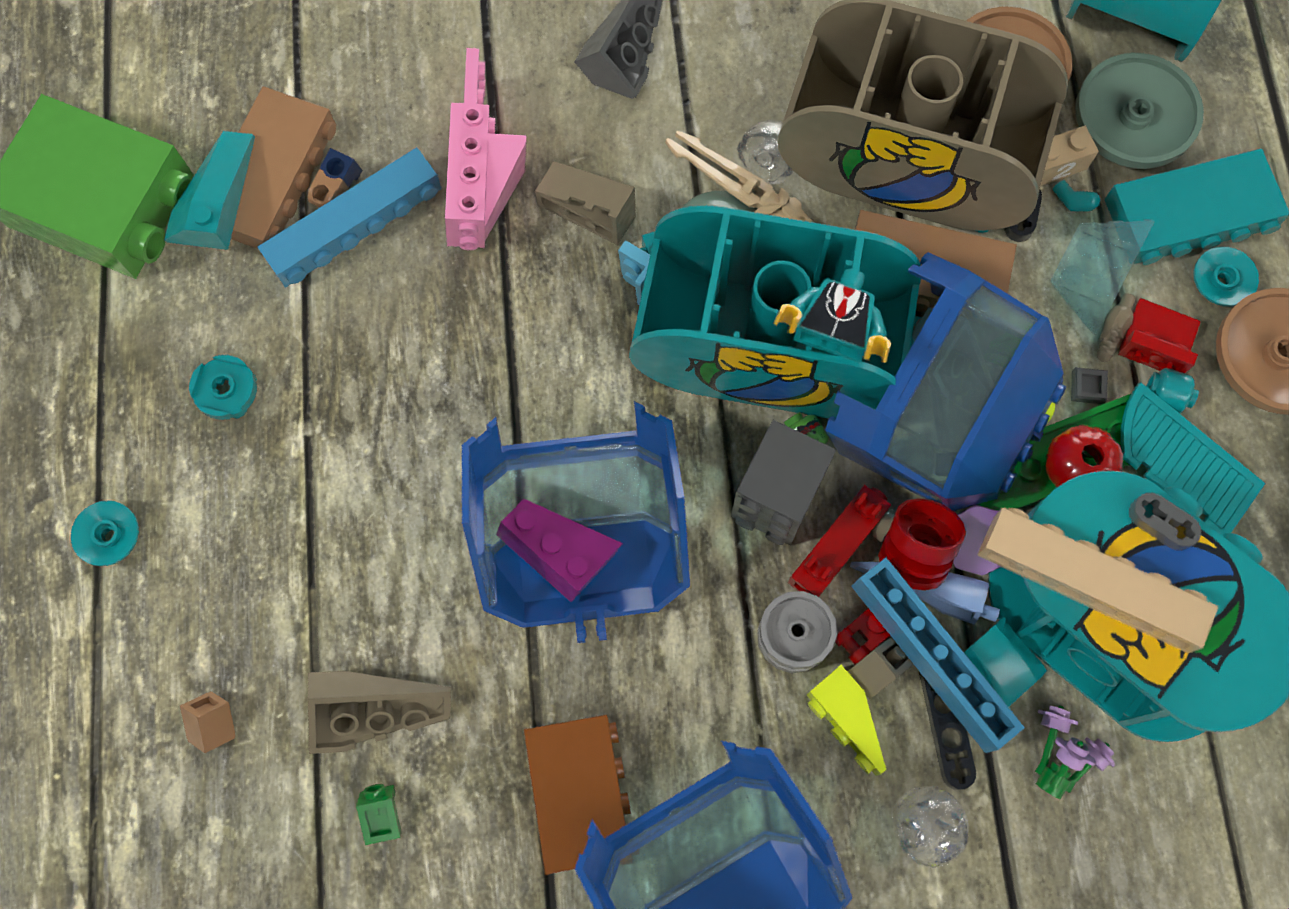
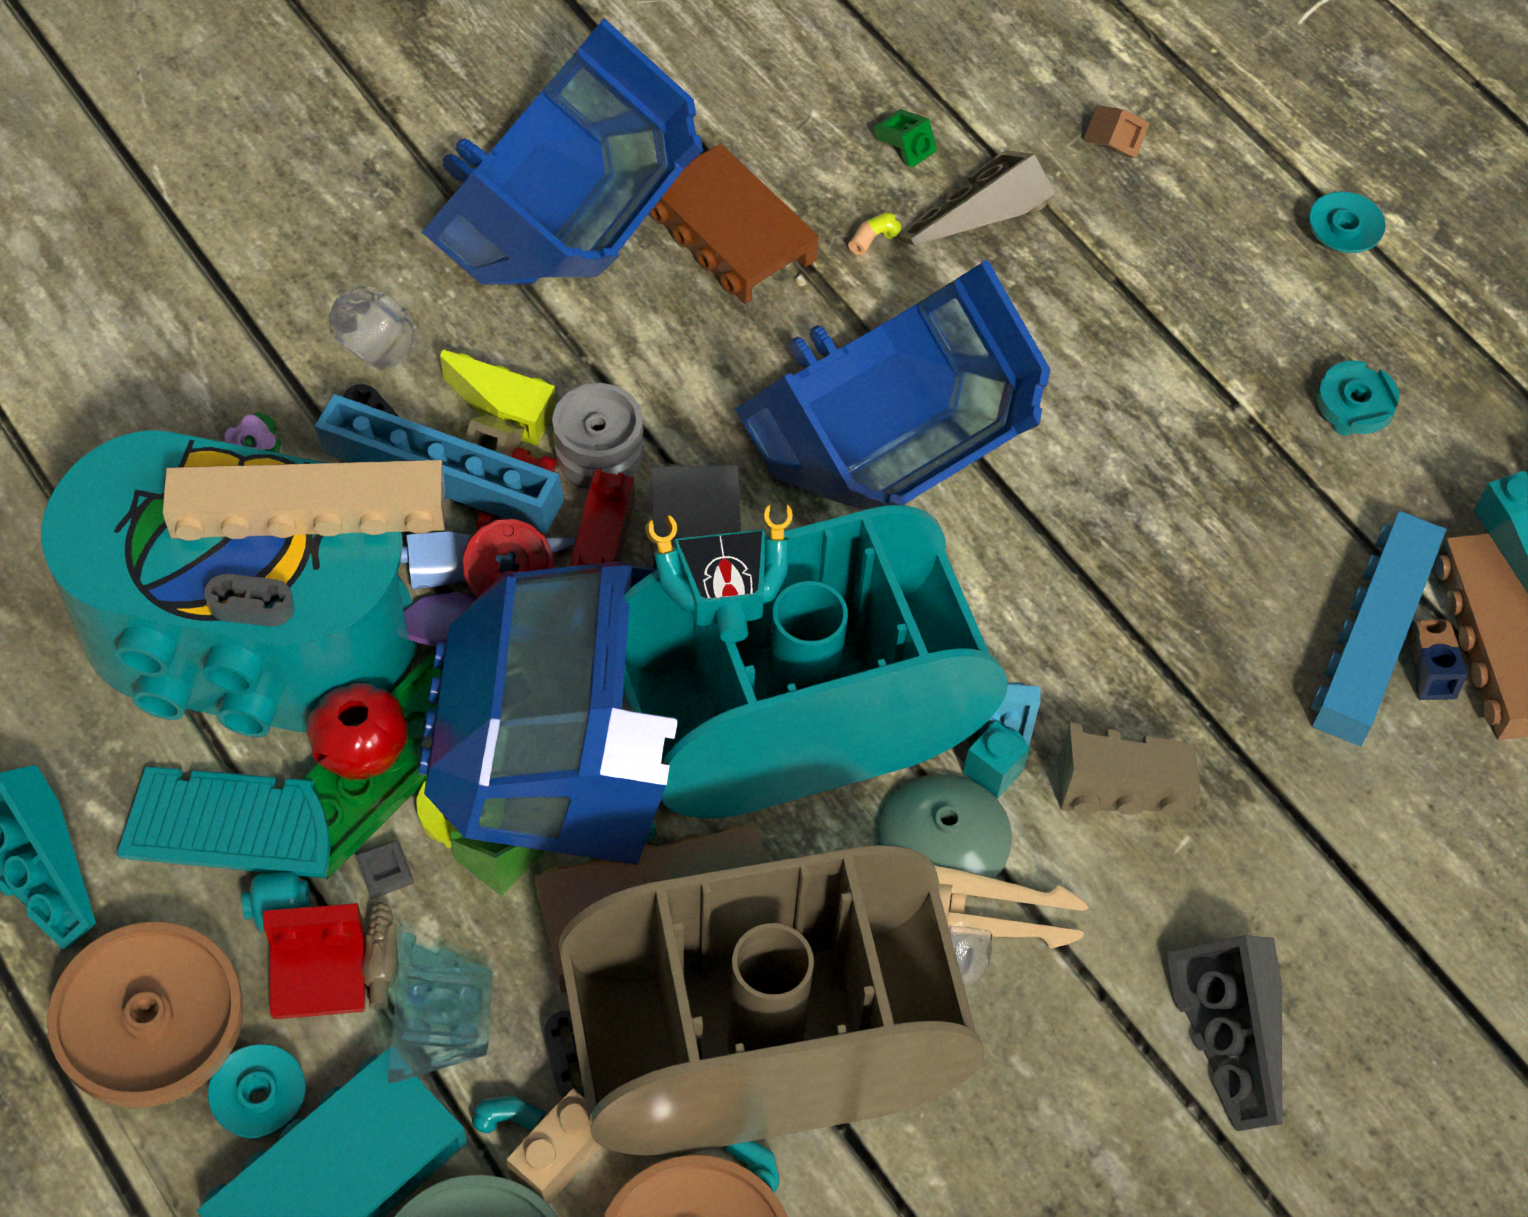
camera: 145 degrees right, 15 degrees down
(467, 732) = (869, 229): none -> arm
(480, 164) = (1285, 731): bright pink wedge -> none
(556, 546) = (894, 385): magenta wedge -> none

